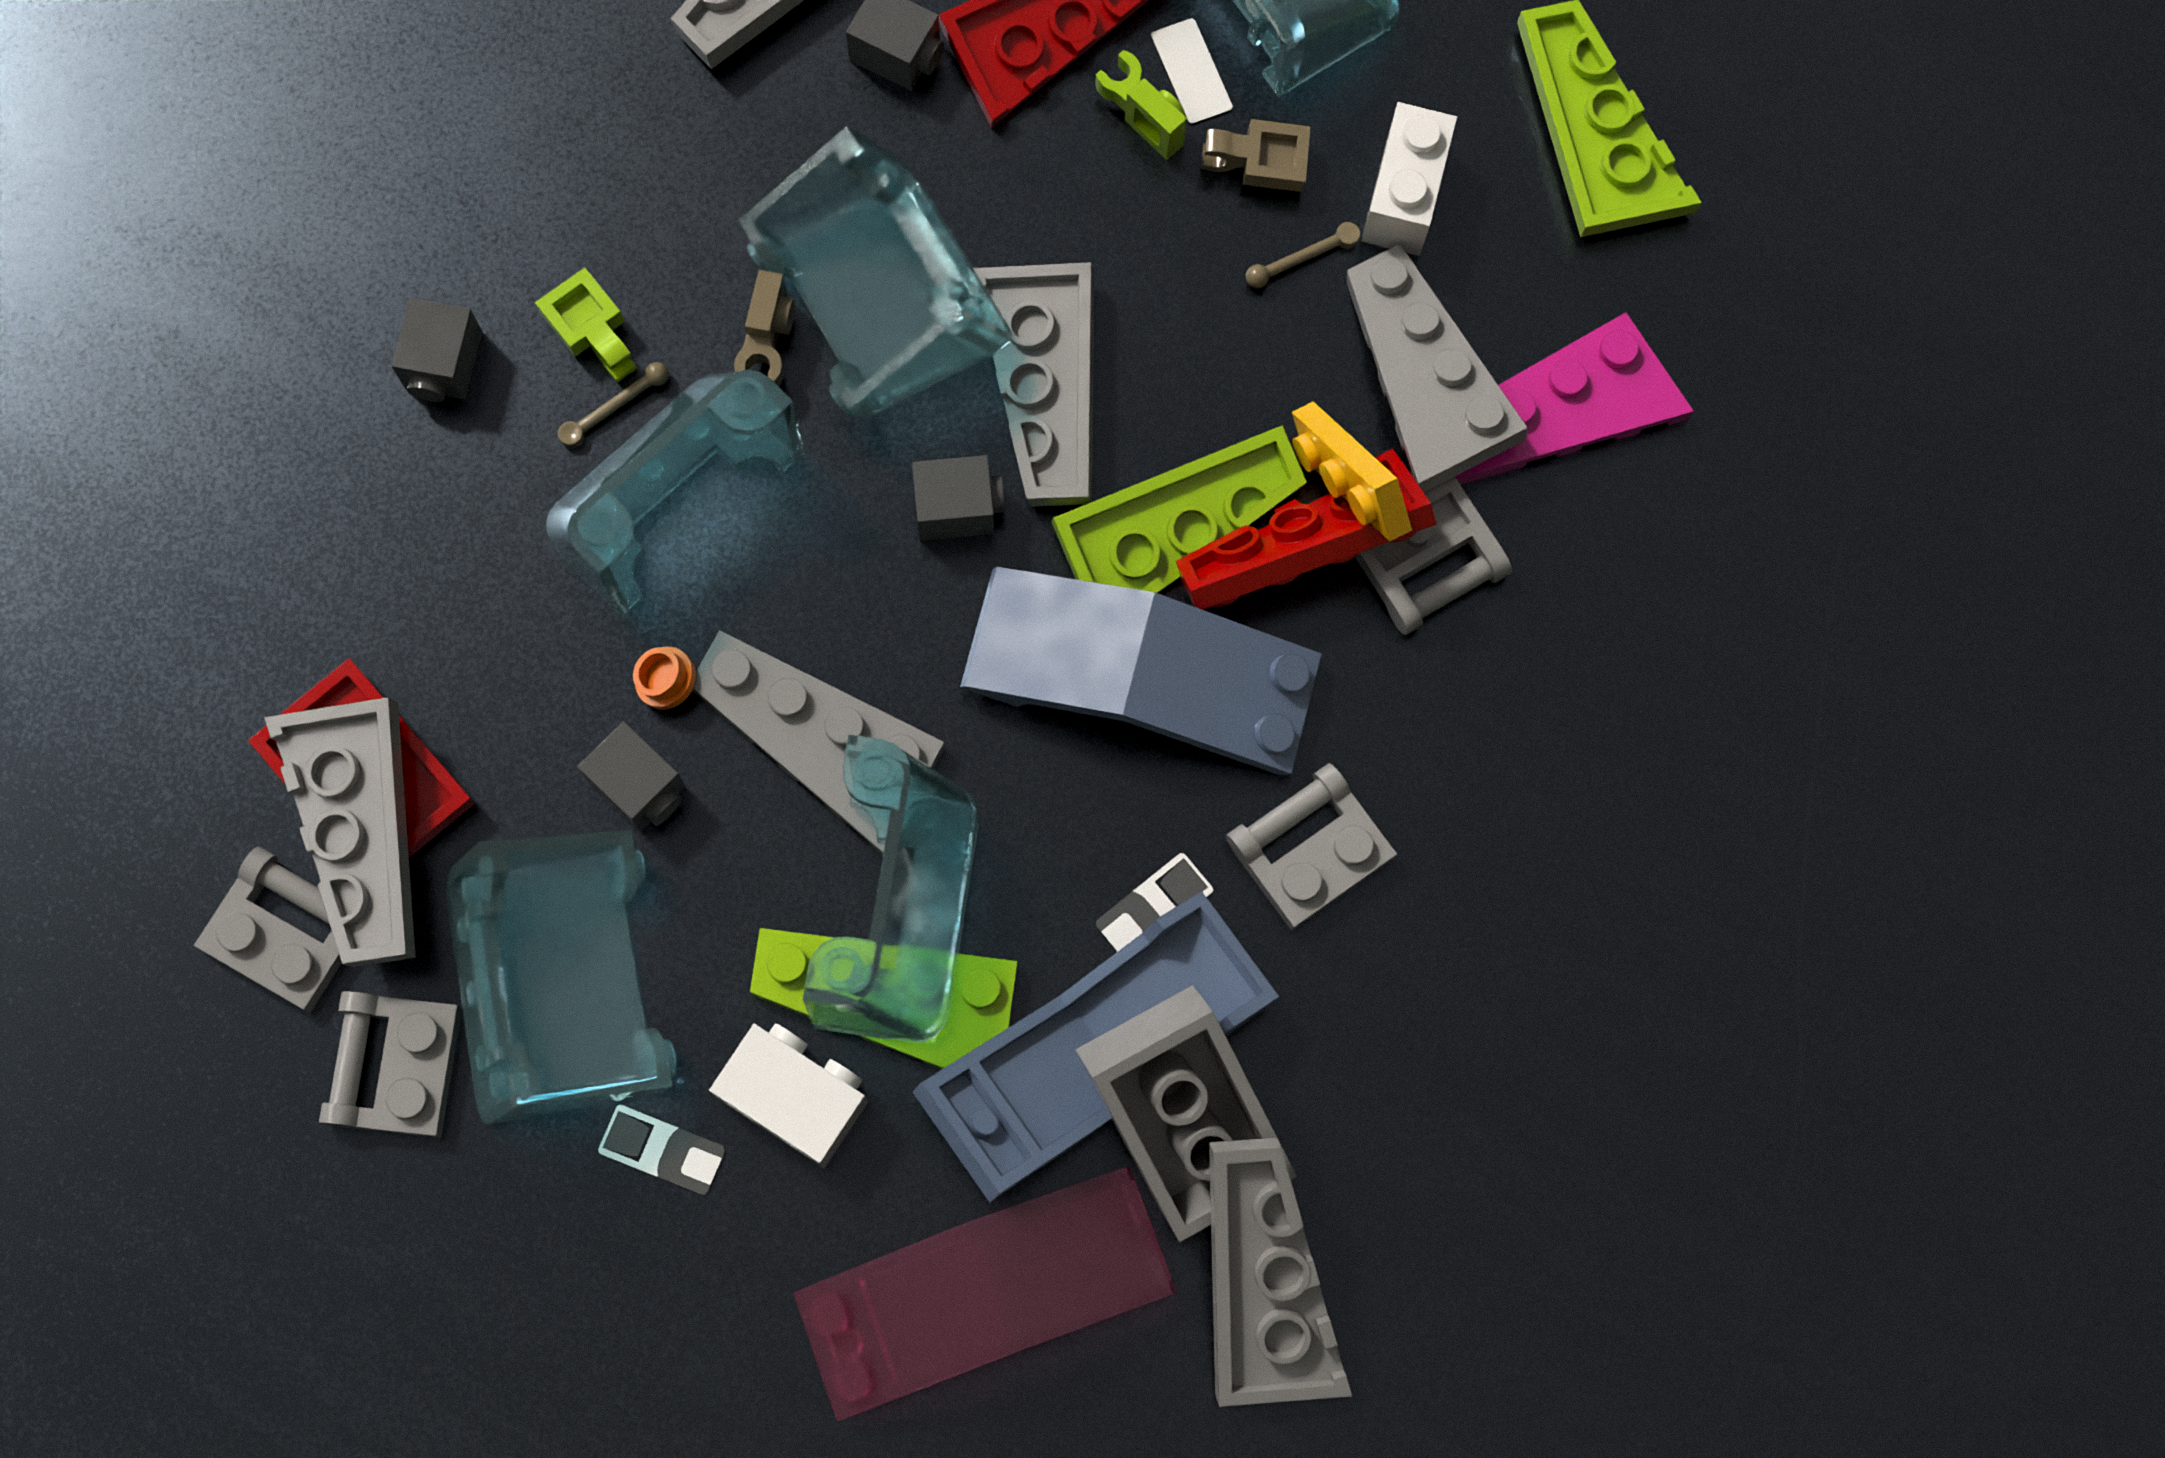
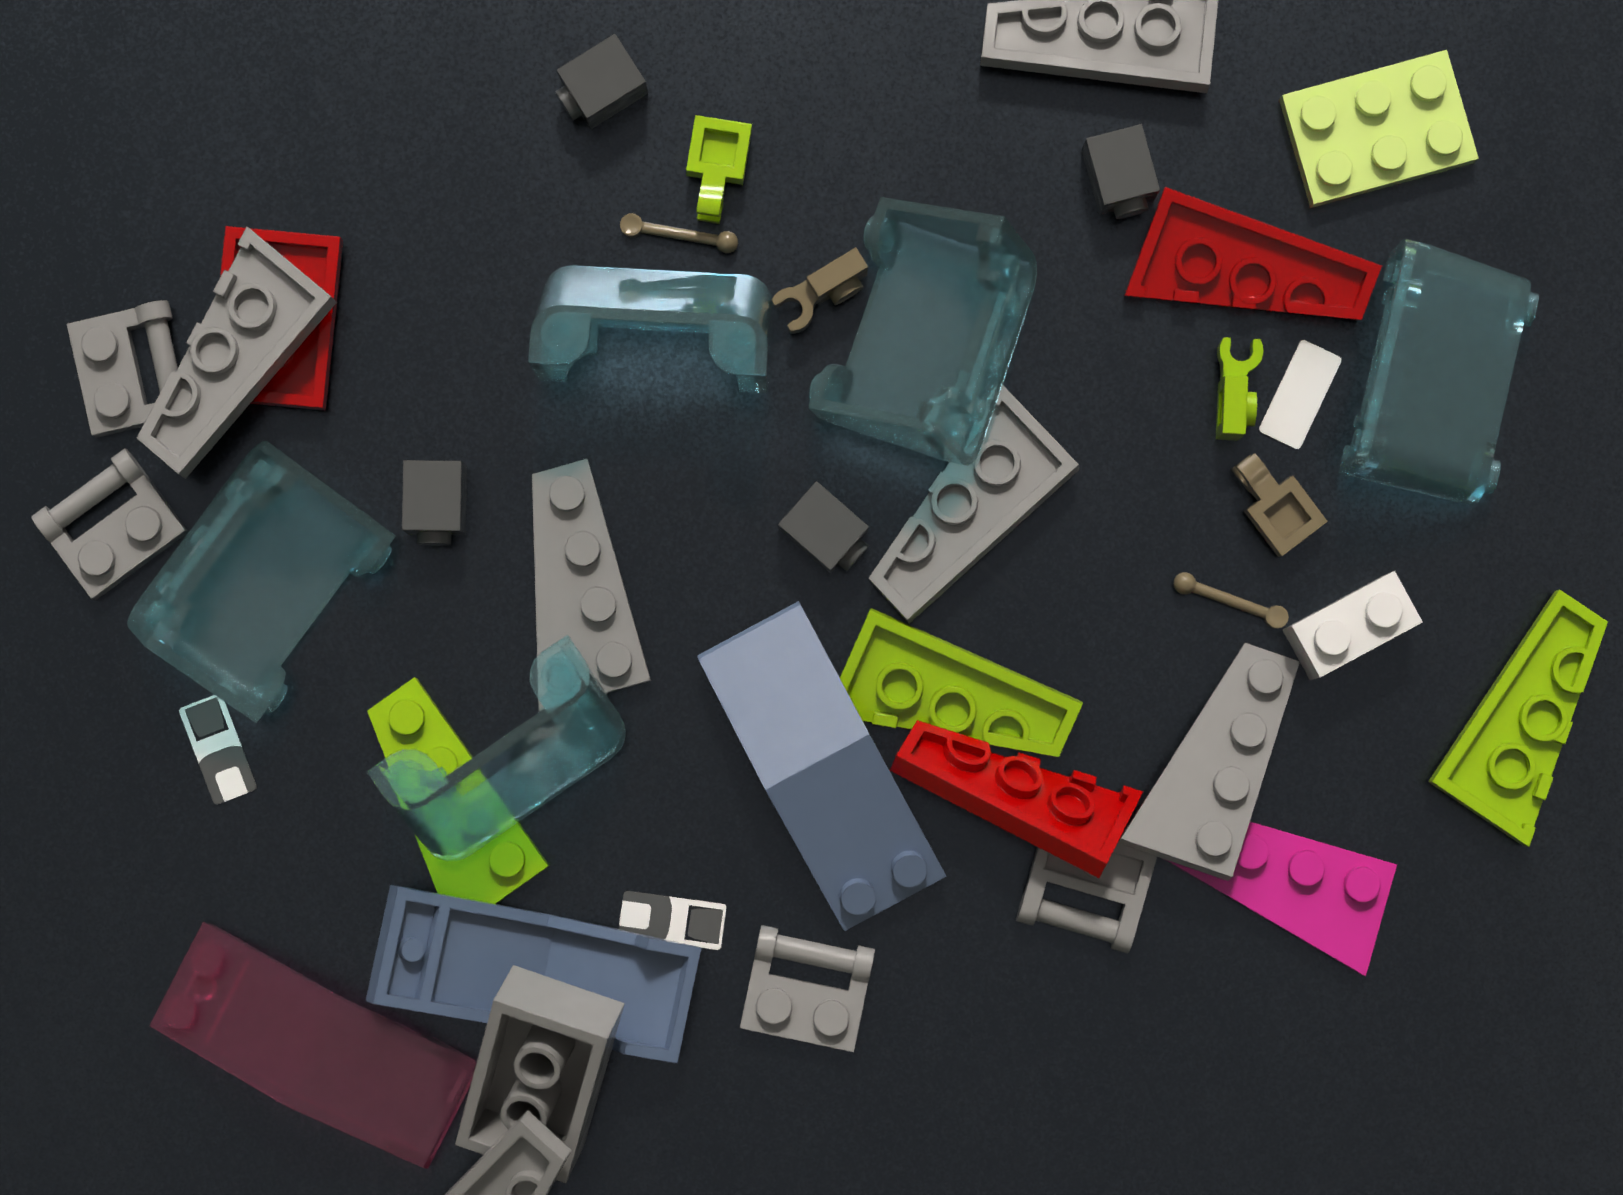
camera: 50 degrees right, 10 degrees up
(664, 677) = (521, 453): orange plate -> none
(790, 1093) = (325, 800): white brick -> none
(1350, 471) = (1080, 785): yellow plate -> none

